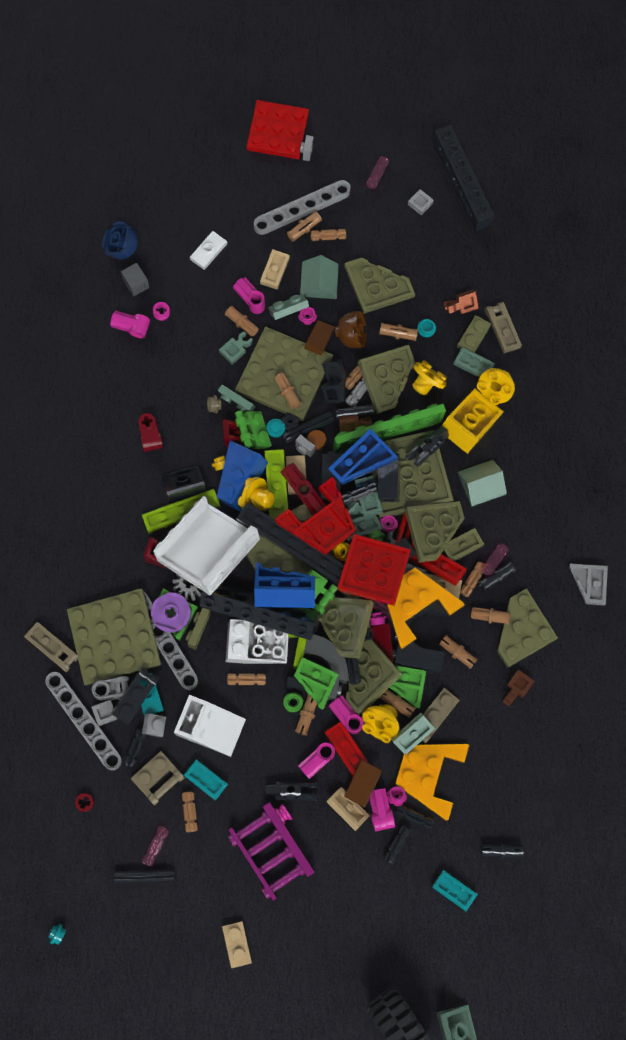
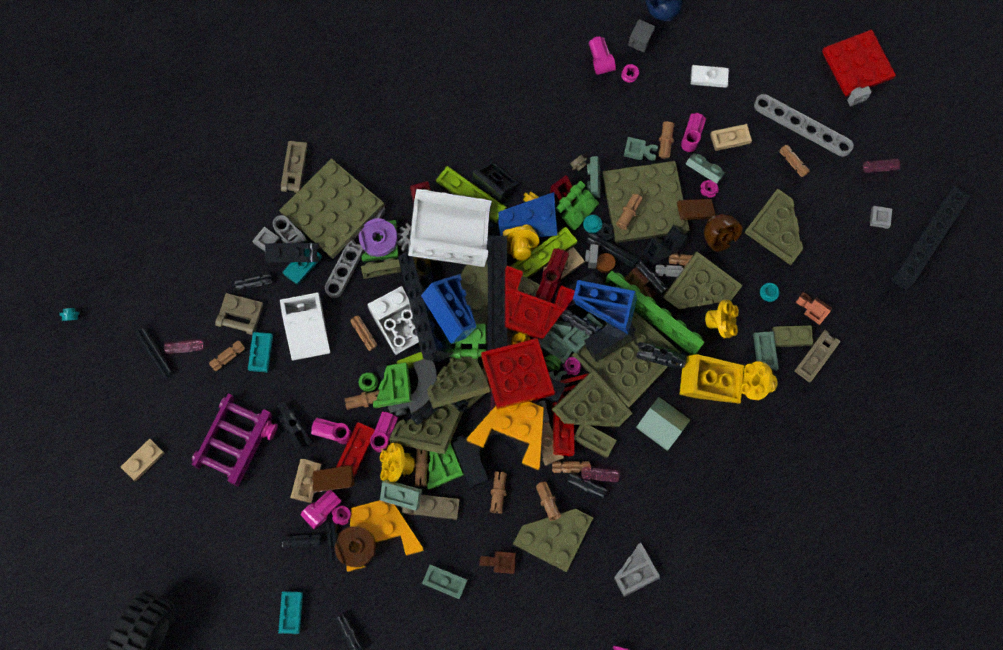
camera: 60 degrees right, 0 degrees up
(81, 797) = (191, 273): dark red bush -> none
(85, 719) = (246, 227): light grey beam -> none
(149, 435) = (516, 130): dark red piece -> none
(154, 725) = (279, 283): light grey plate -> none
(294, 233) = (799, 140): medium nougat pin -> none
(319, 278) = (750, 178): sand green slope -> none
(377, 619) = (482, 406): dark pink plate -> none
(382, 638) = (469, 420): dark red slope -> none
(398, 331) = (748, 270): medium nougat pin -> none
(441, 808) = (345, 542): none -> reddish brown plate
(506, 743) = (444, 581): none -> sand green plate

